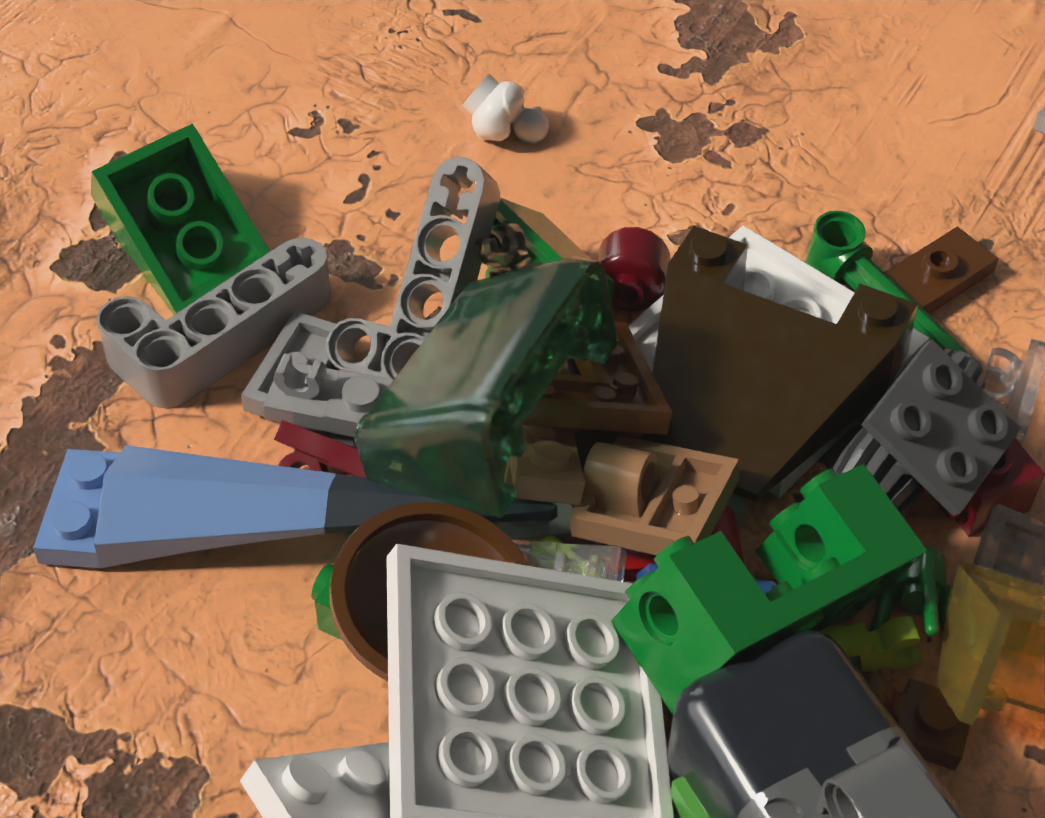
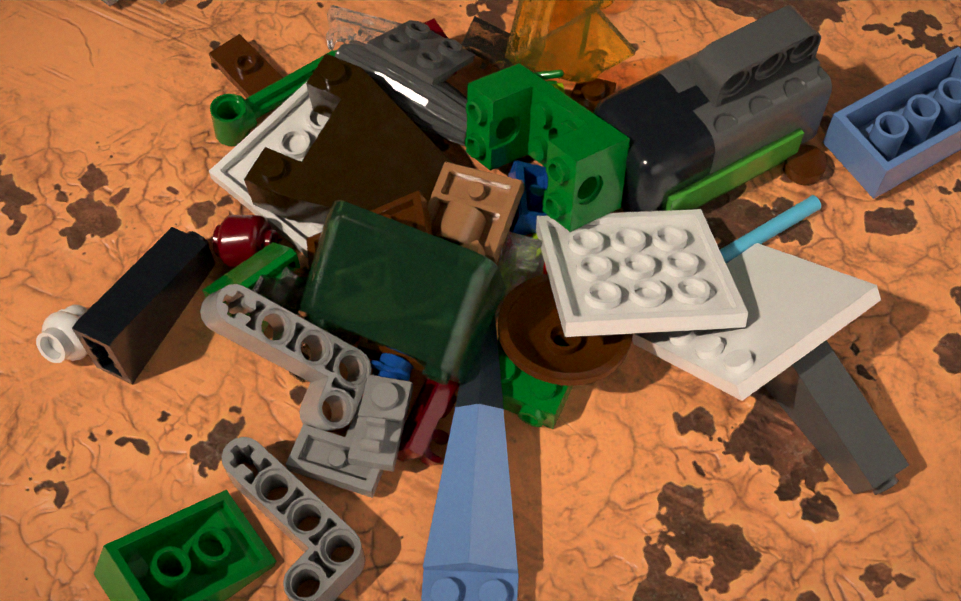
camera: 90 degrees left, 10 degrees up
(536, 162) = (144, 304): none -> black slope

